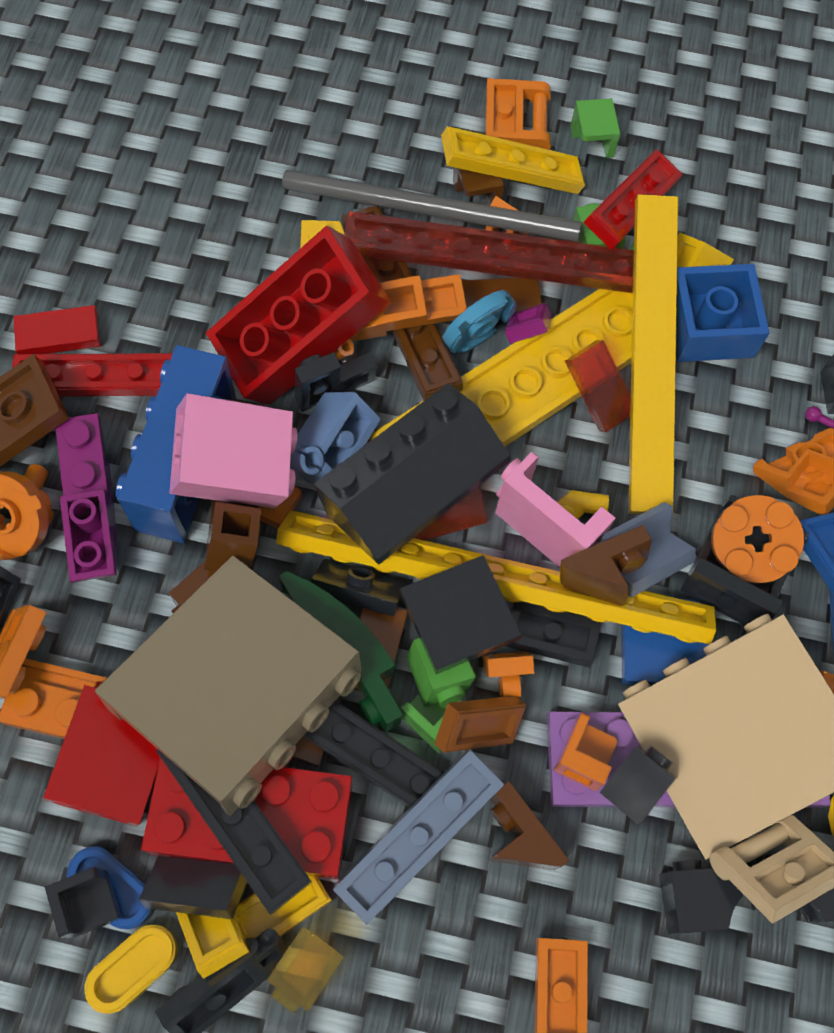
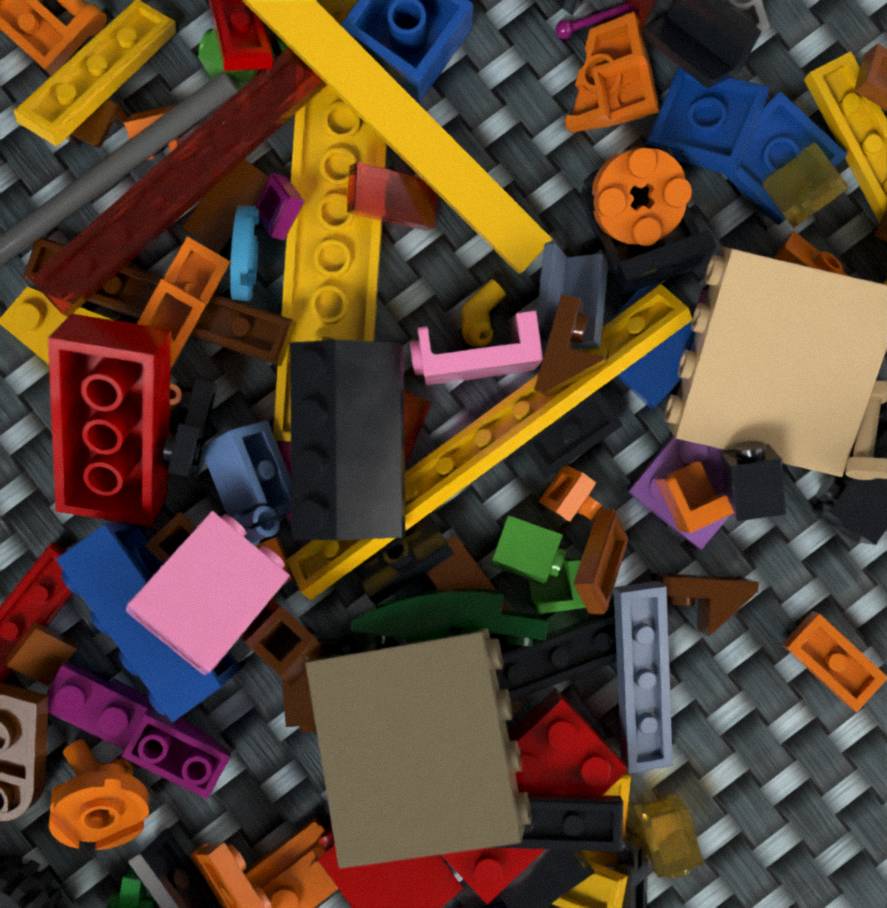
camera: 45 degrees left, 20 degrees up
(93, 397) = (41, 653): none -> dark orange tile
(460, 614) = (504, 507): black tile -> none

